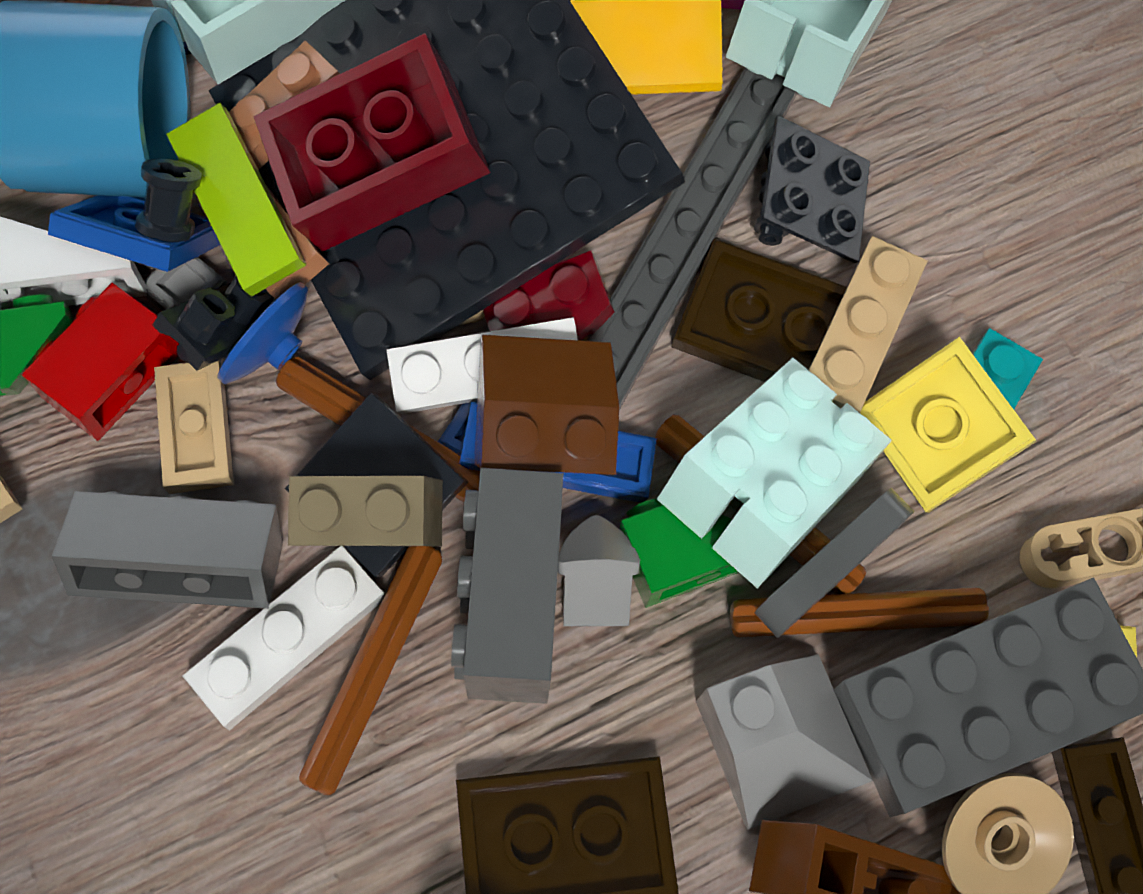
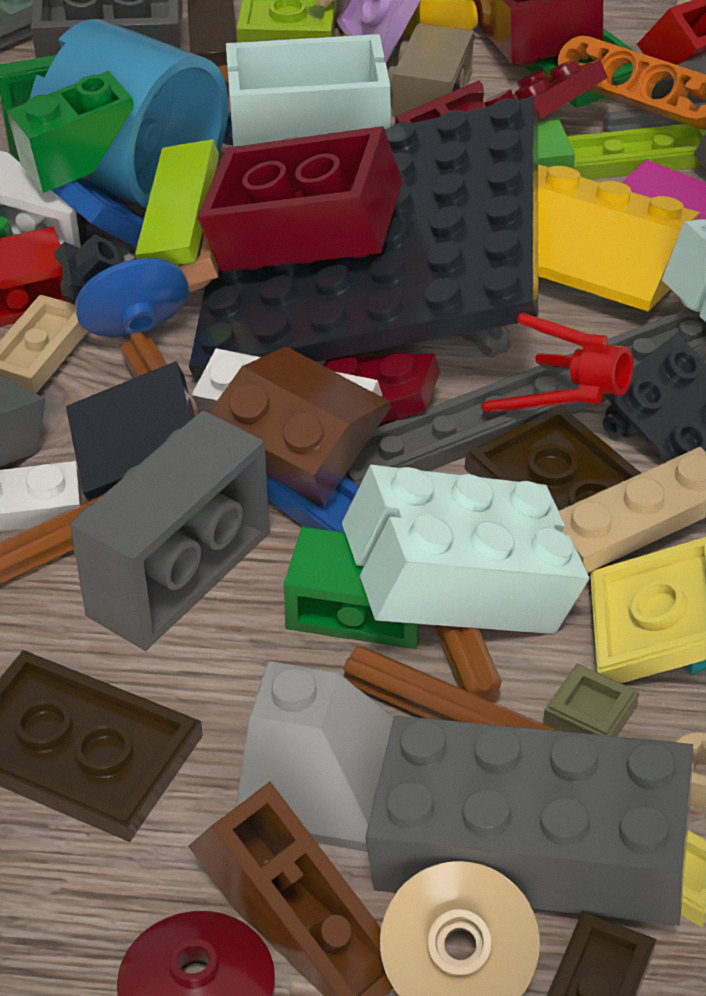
camera: 40 degrees right, 25 degrees down
(80, 177) = (69, 130): none -> green slope
(168, 200) = (127, 179): black bush -> none
(365, 511) = (99, 419): dark tan brick -> none
(597, 574) = (250, 568): light grey tile -> none
(755, 204) = (595, 367): none -> red plant
(833, 562) = (398, 651): dark grey beam -> none
(938, 546) = (590, 704): none -> olive tile

